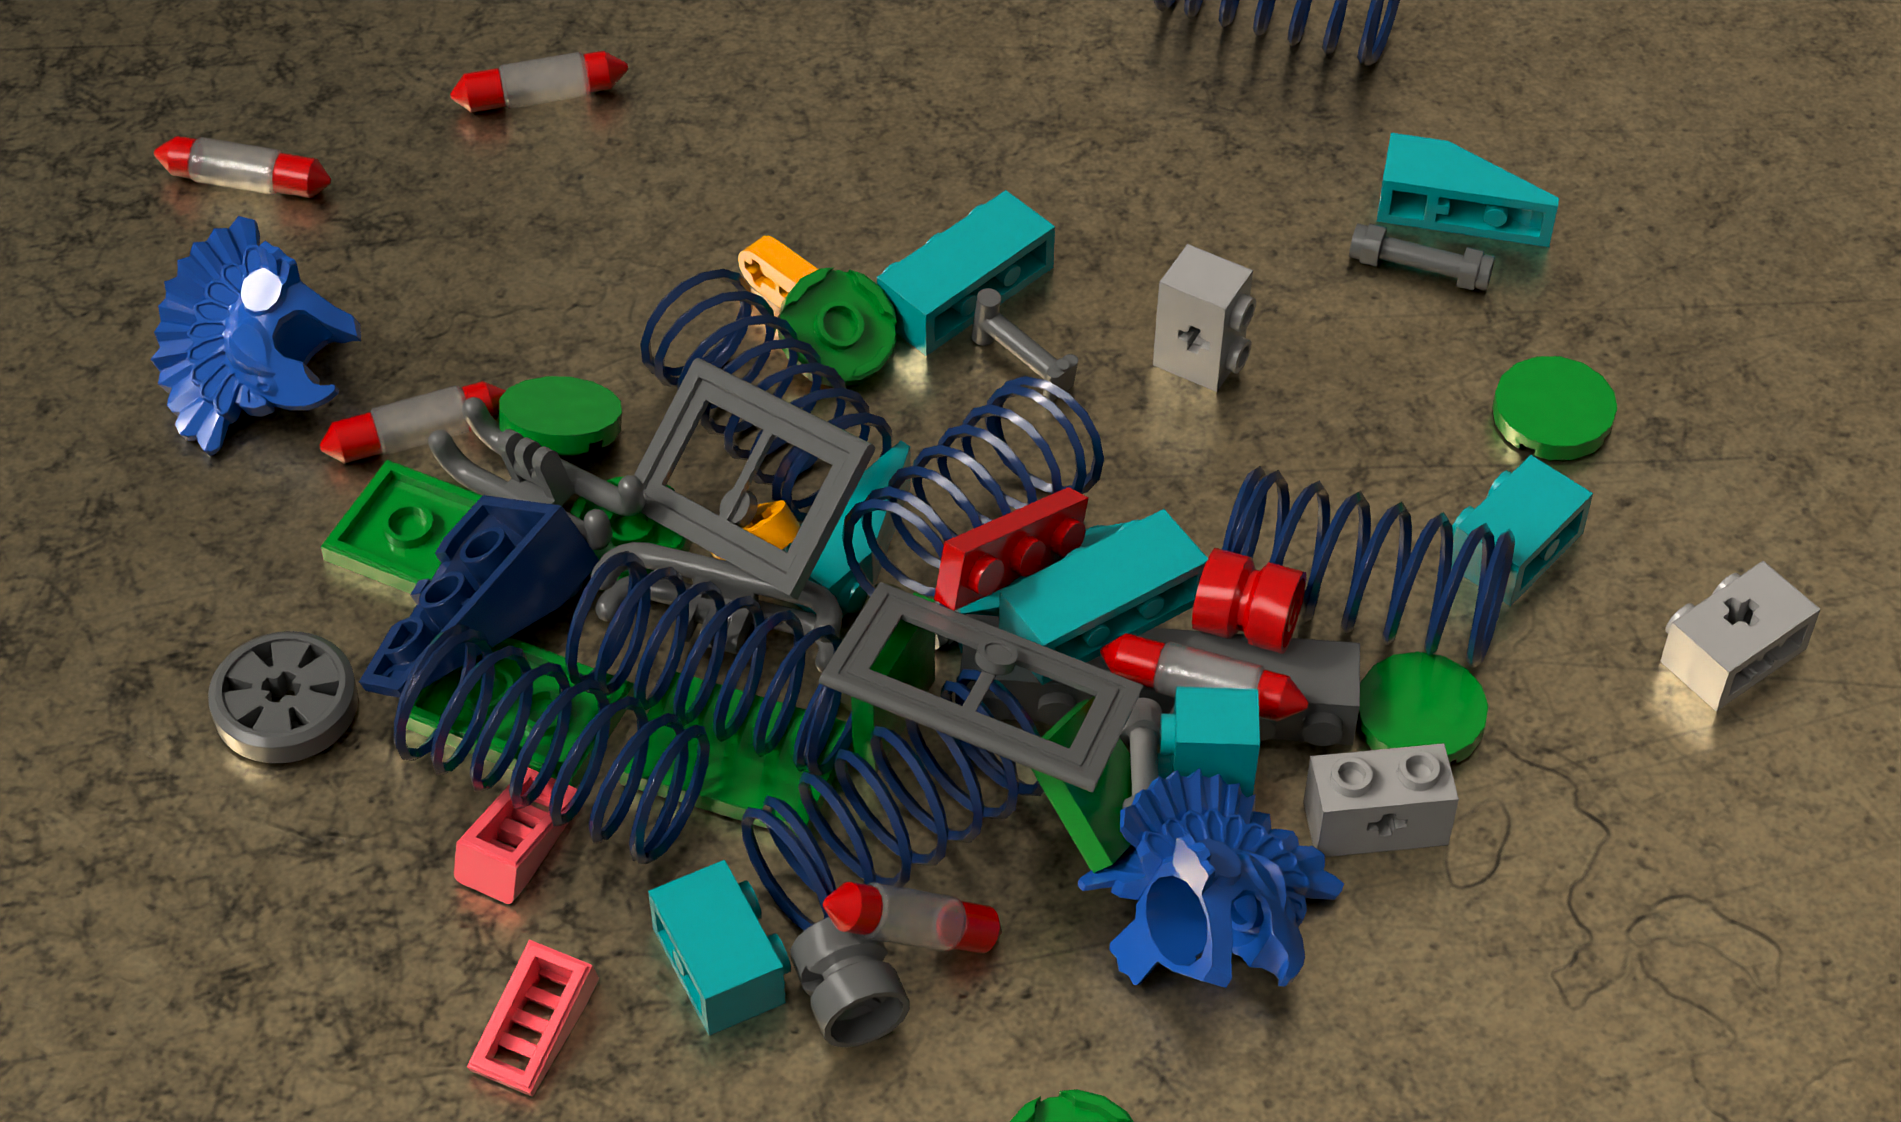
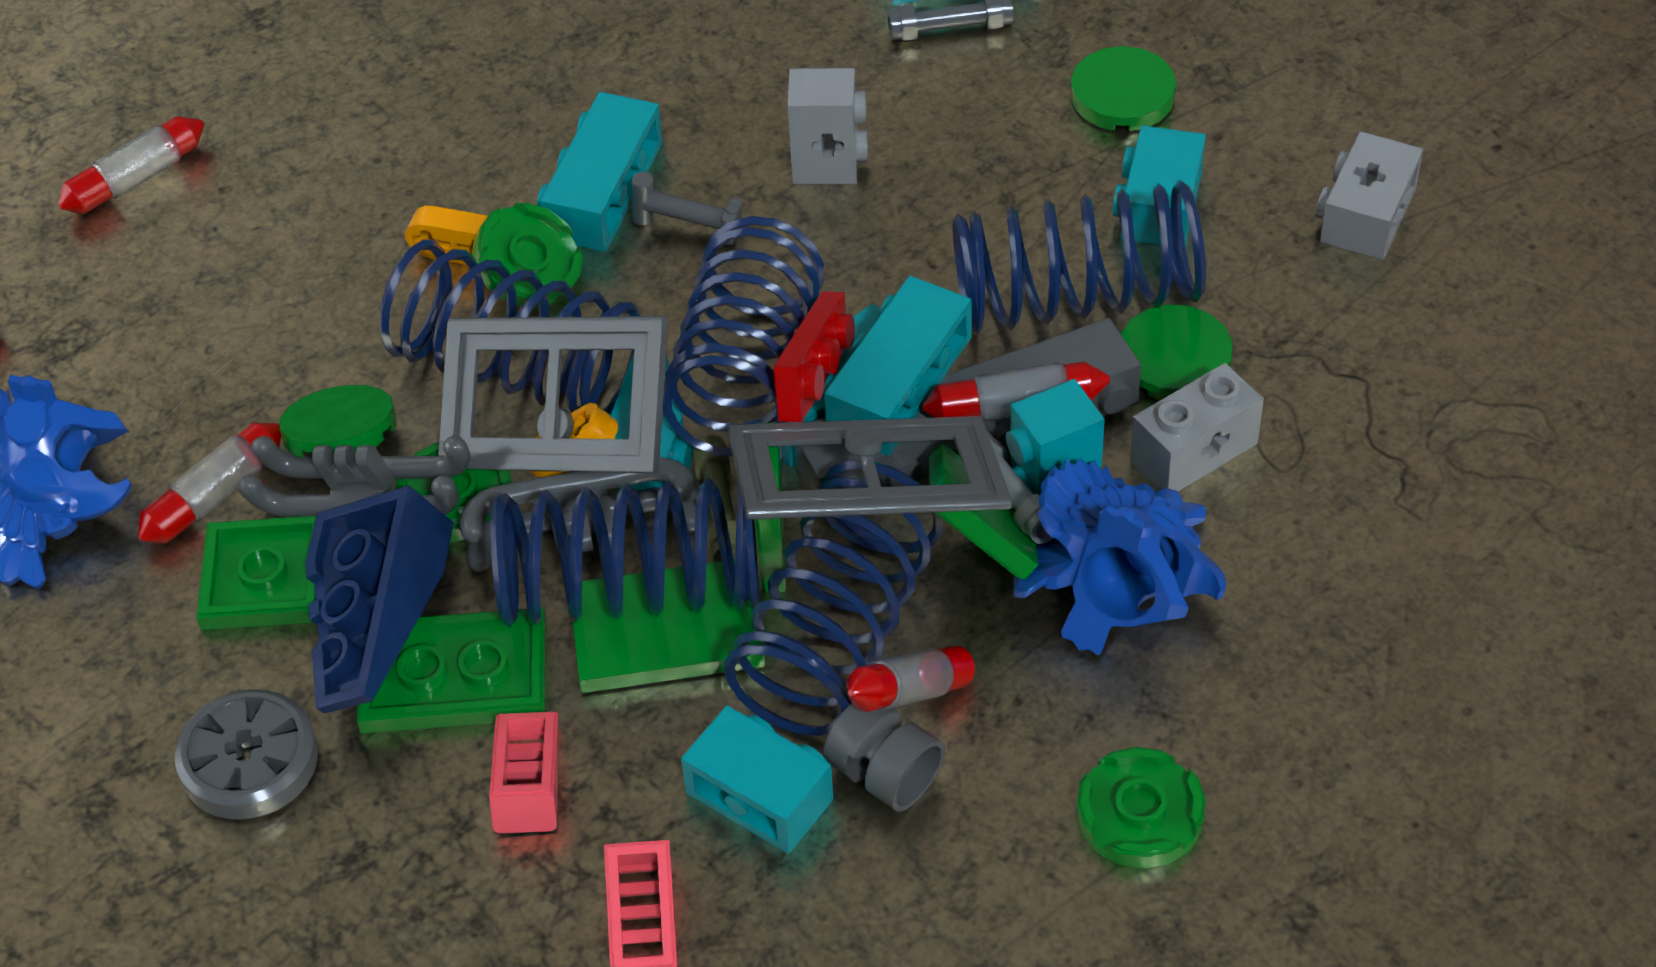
camera: 25 degrees left, 0 degrees up
(643, 852) = (648, 674): dark blue piece -> none
(1243, 599) = (1016, 318): red wheel -> none

